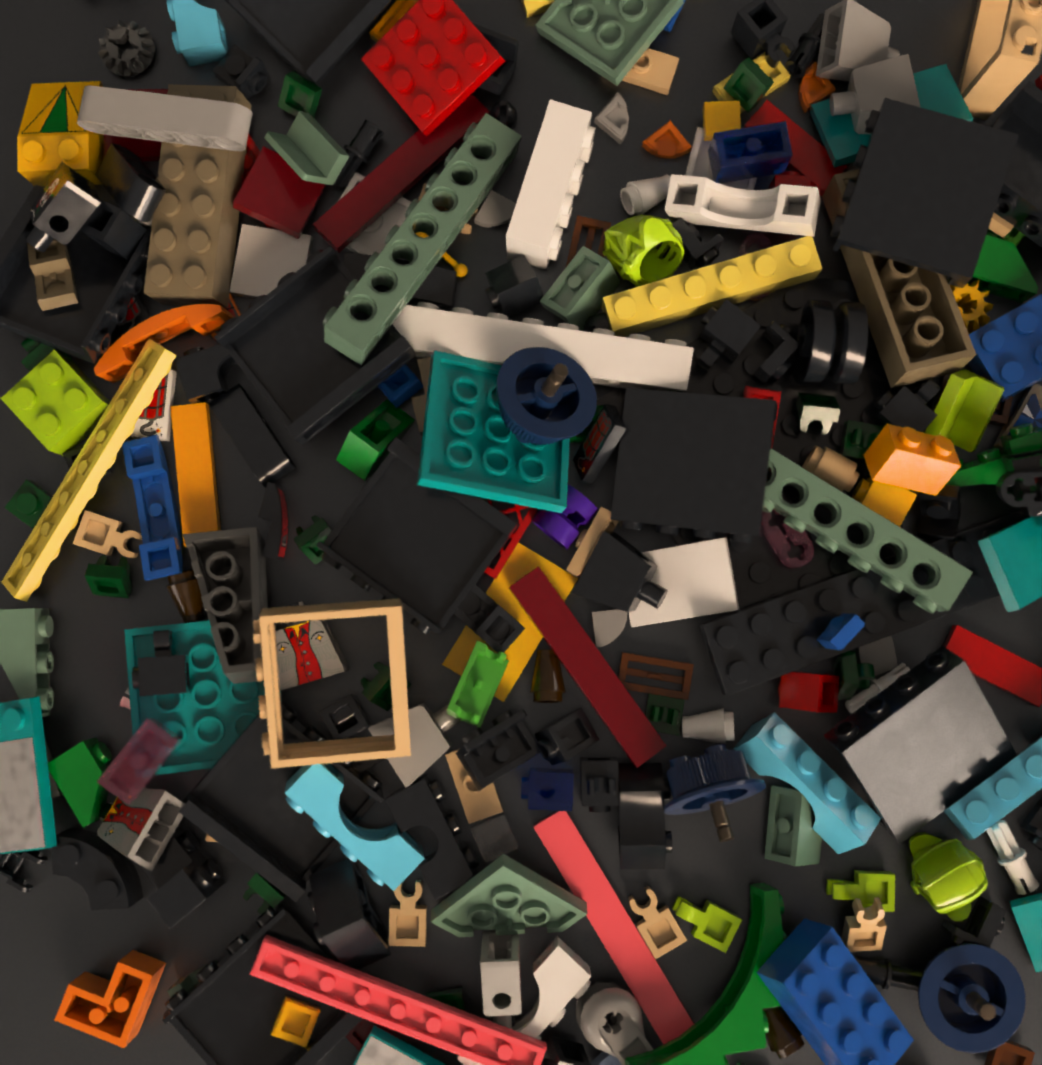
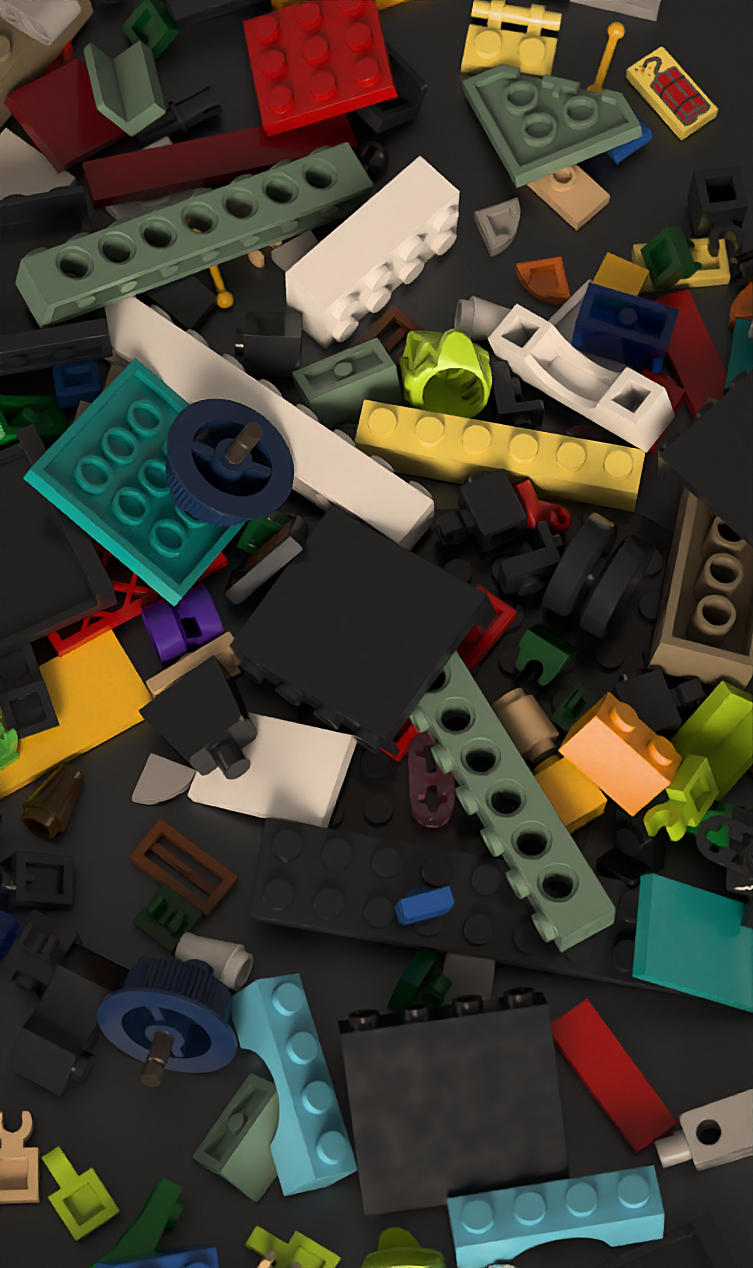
camera: 20 degrees right, 15 degrees down
(587, 667) = (106, 810): dark red tile -> none
(763, 313) = (557, 517): none -> red arm
(809, 692) = (356, 974): red brick -> none
(971, 470) = (689, 799): none -> lime plate

